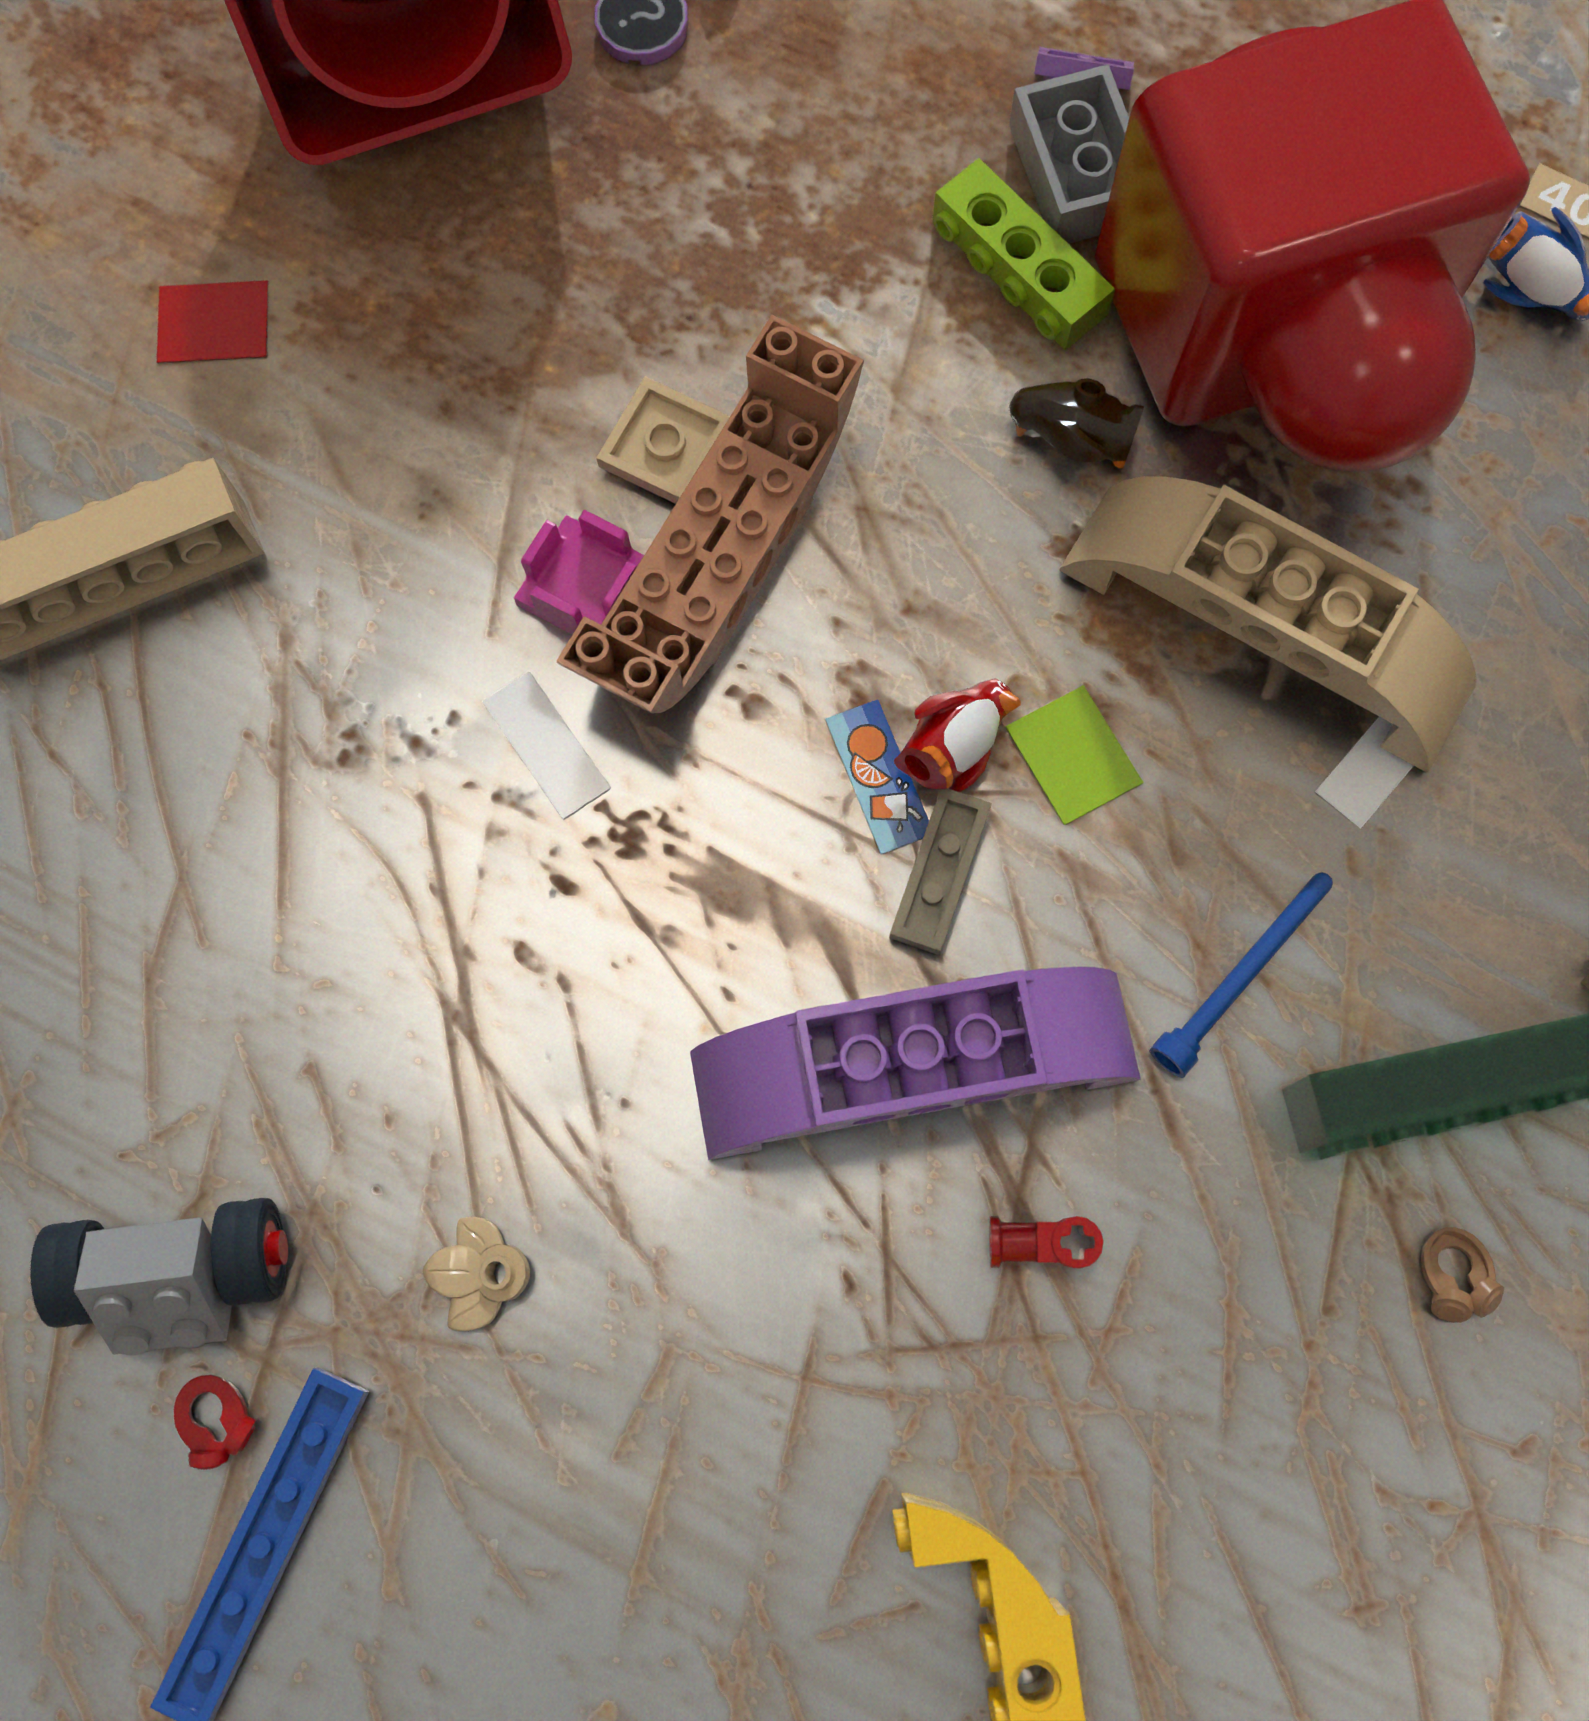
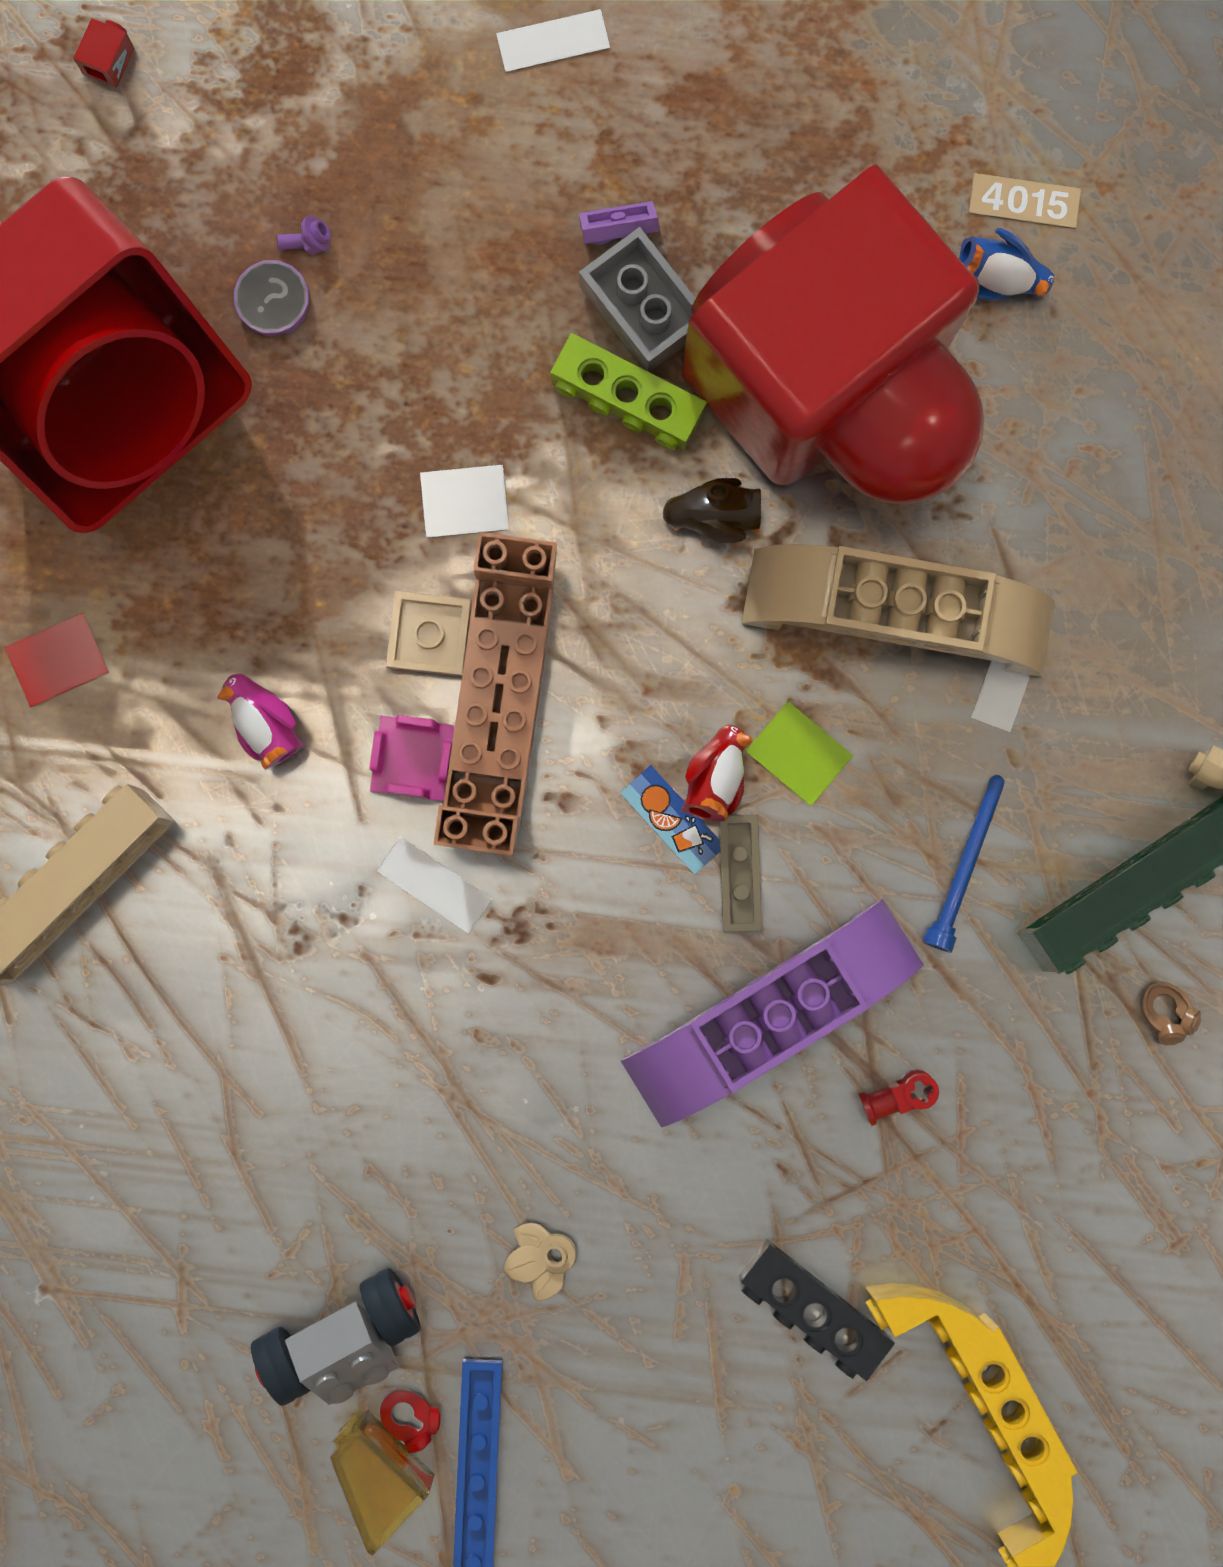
camera: 25 degrees left, 10 degrees up
(124, 1479) = (378, 1478): none -> clear yellow slope
(416, 465) = (260, 721): none -> dark pink animal
(756, 295) = (464, 501): none -> white sticker
(878, 1569) = (859, 1356): none -> black brick

